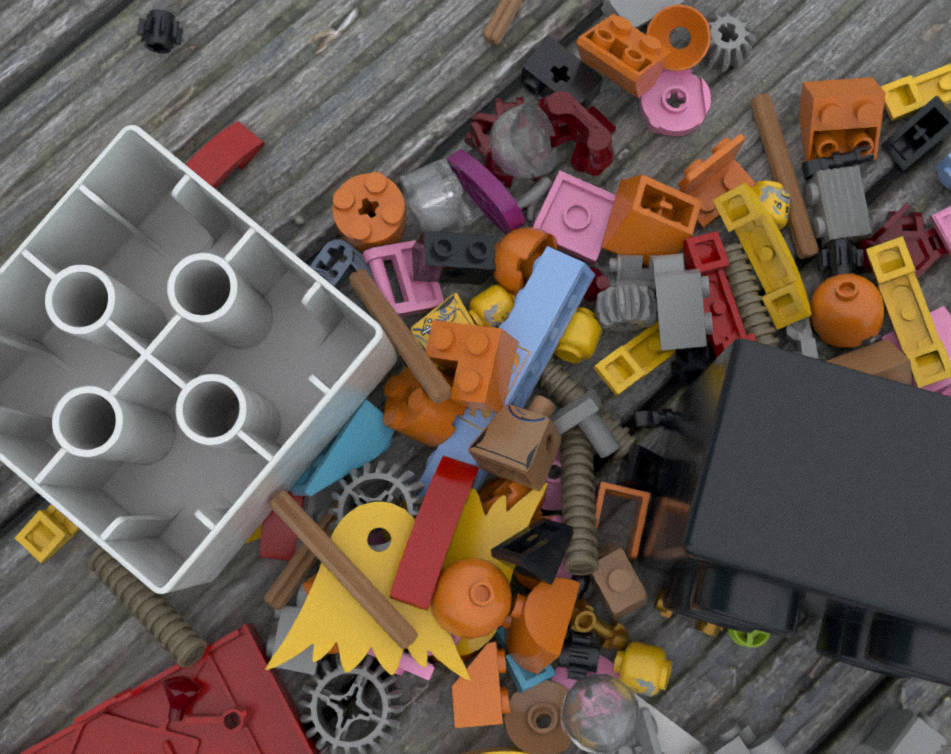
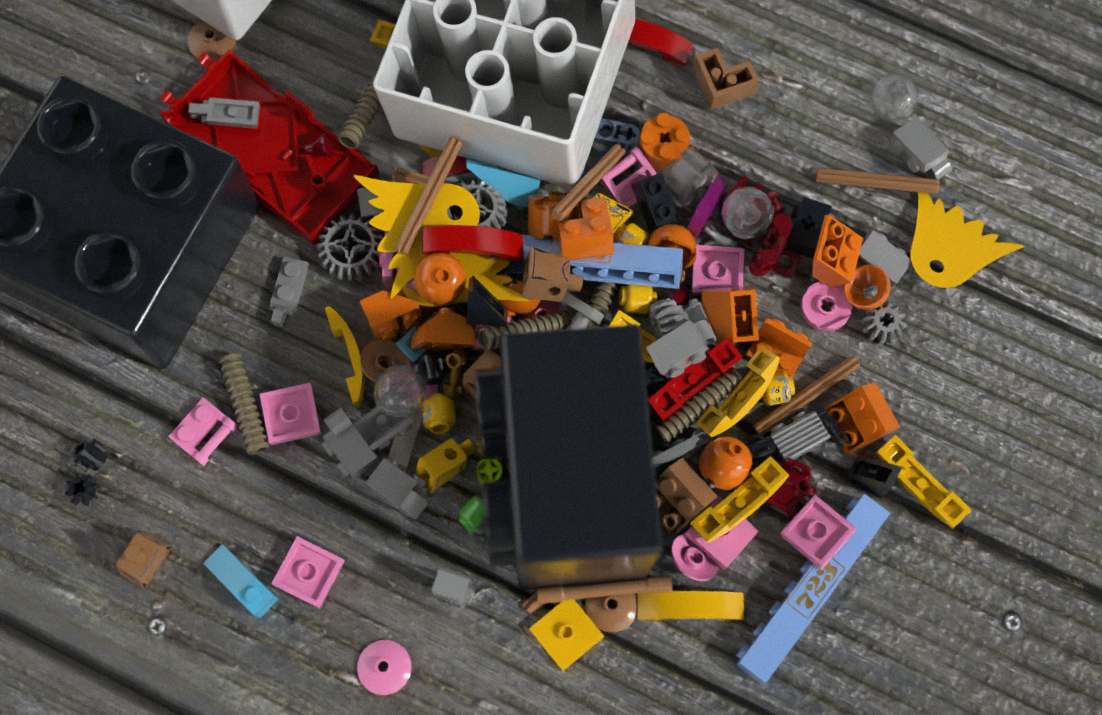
camera: 65 degrees right, 5 degrees down
(310, 108) = (723, 84): none -> medium nougat brick
(725, 702) = (444, 463): none -> yellow torso
(804, 668) = (473, 515): none -> bright green head

